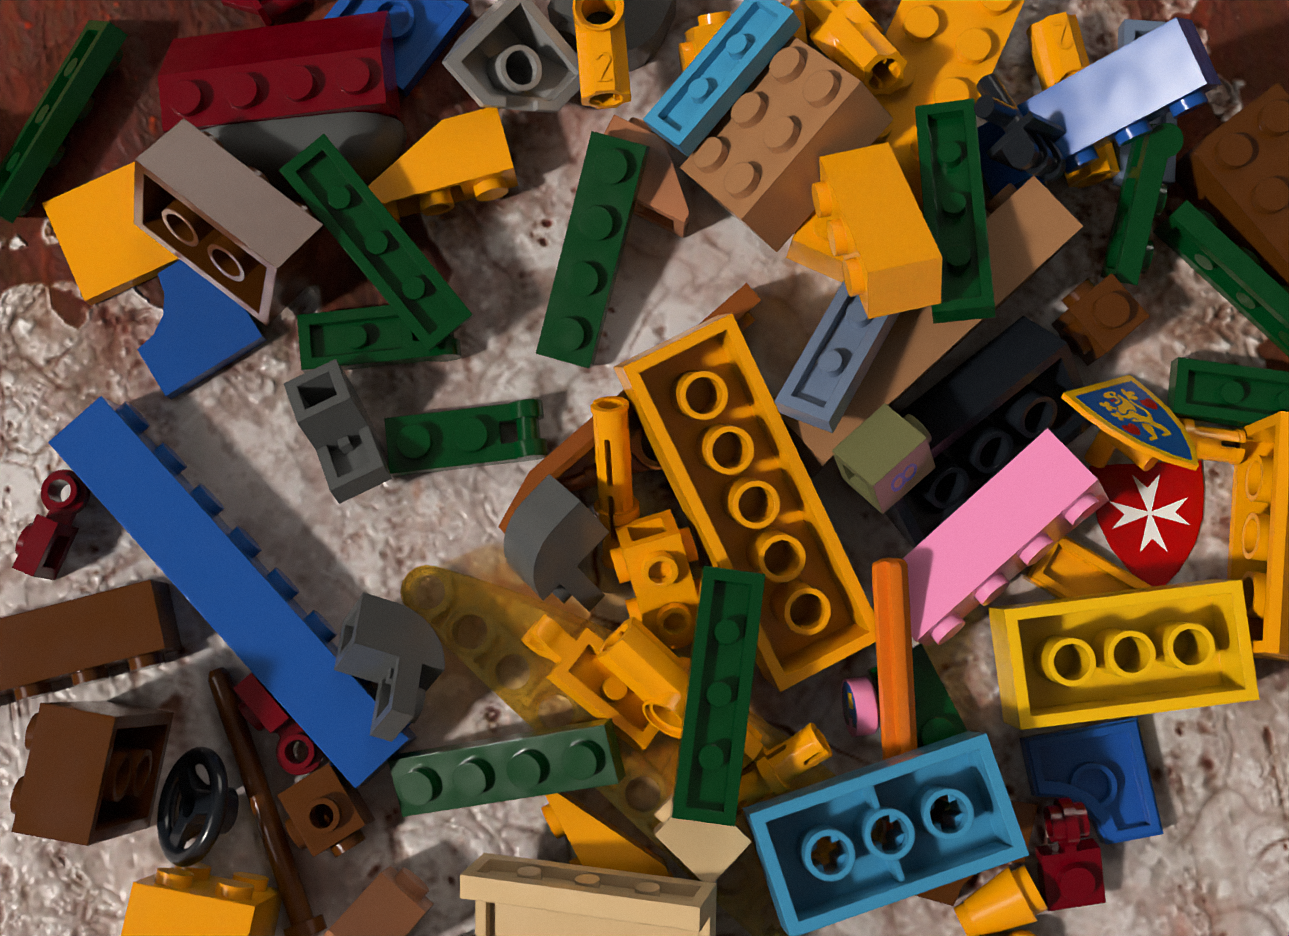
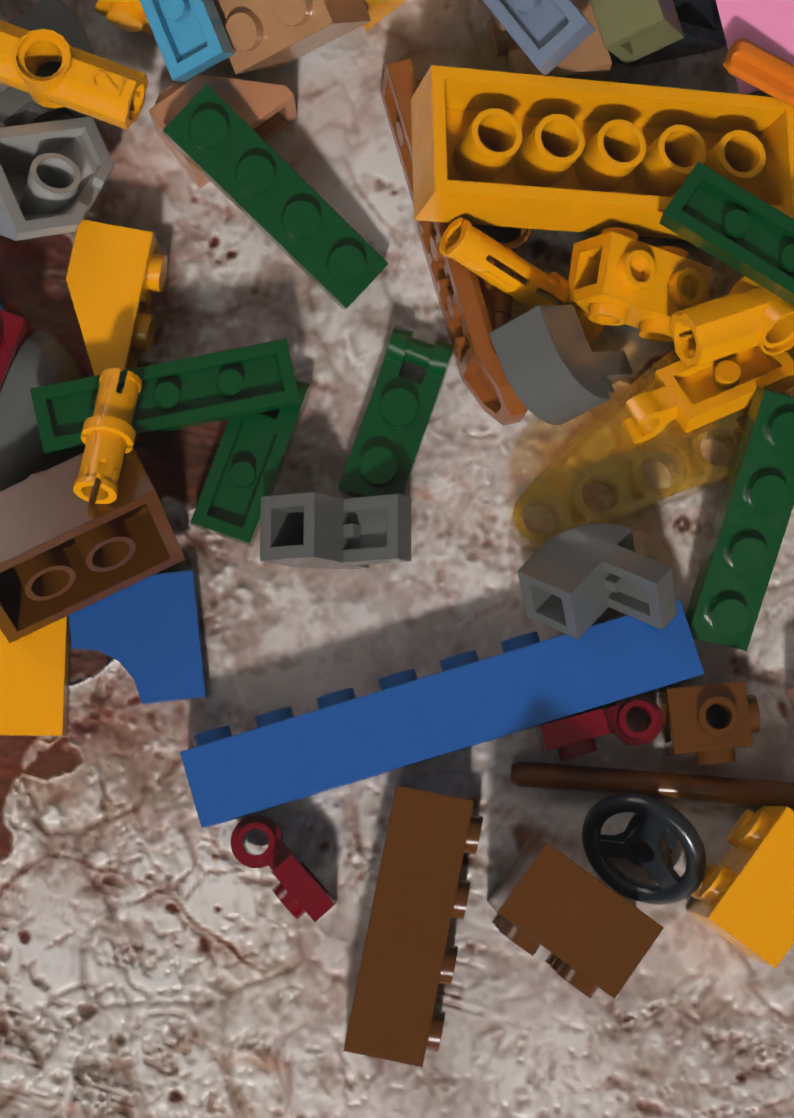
camera: 65 degrees left, 0 degrees up
(305, 210) = (108, 436): none -> light orange pin

